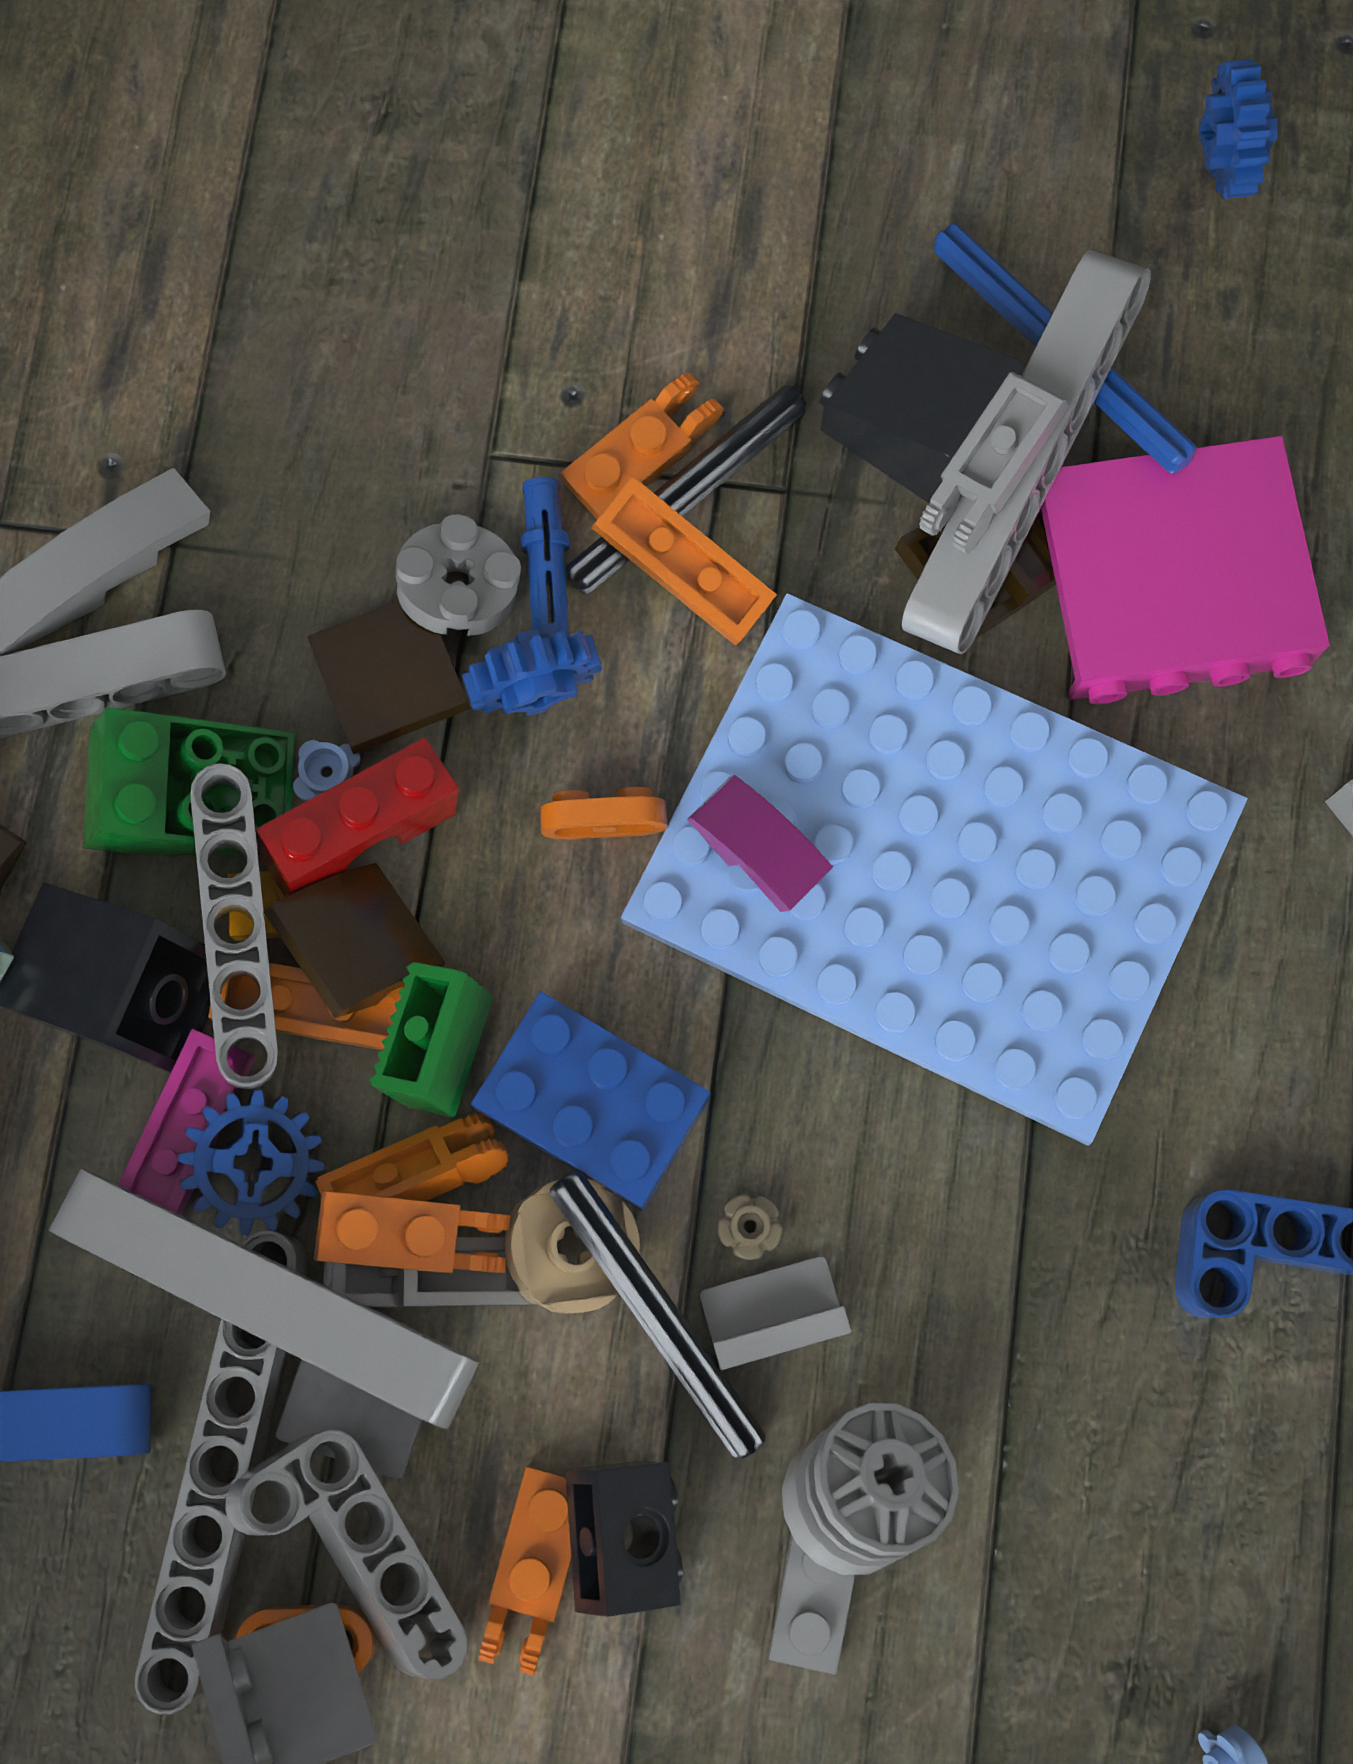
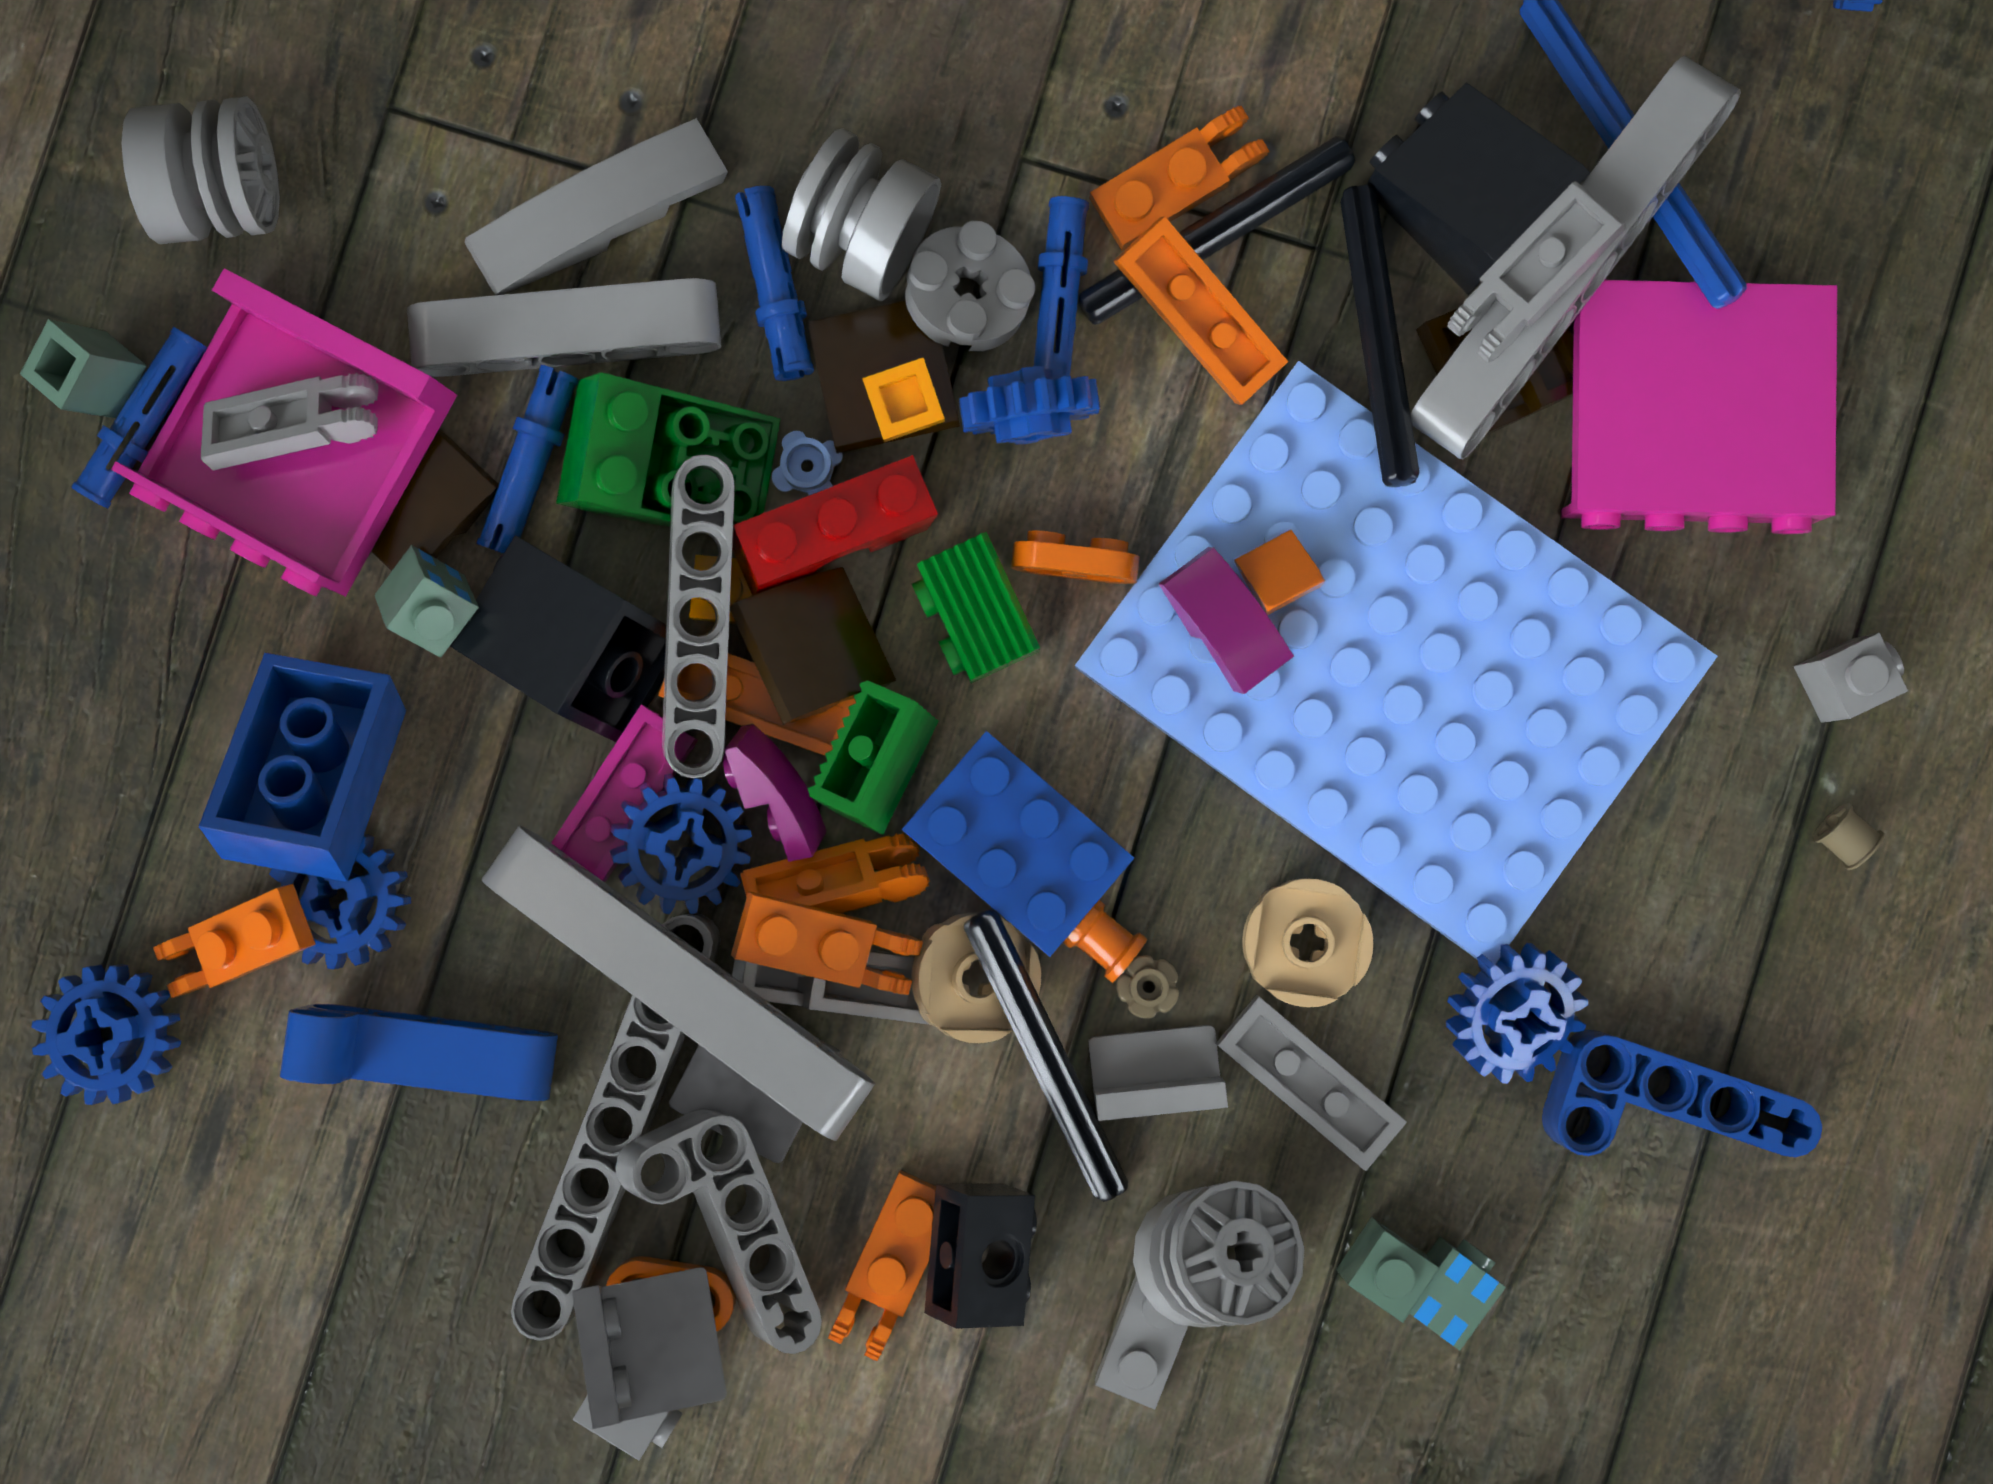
camera: 10 degrees right, 10 degrees up
(50, 808) = (528, 458): none -> blue pin
(276, 625) = (779, 306): none -> blue pin
(326, 1075) = (769, 778): none -> magenta slope
(340, 523) = (849, 209): none -> light grey wheel
(409, 688) = (903, 399): none -> light orange plate
(513, 878) = (976, 608): none -> green brick
(696, 1186) = (1106, 941): none -> orange bush
(805, 790) = (1279, 572): none -> orange slope
(860, 558) = (1379, 336): none -> black axle
(927, 1125) = (1329, 971): none -> tan plate
(933, 1296) = (1311, 1082): none -> light grey plate
(1049, 1476) = (1387, 1269): none -> sand green brick
(1115, 1162) = (1516, 1013): none -> blue gear
(1120, 1487) = (1458, 1292): none -> sand green brick

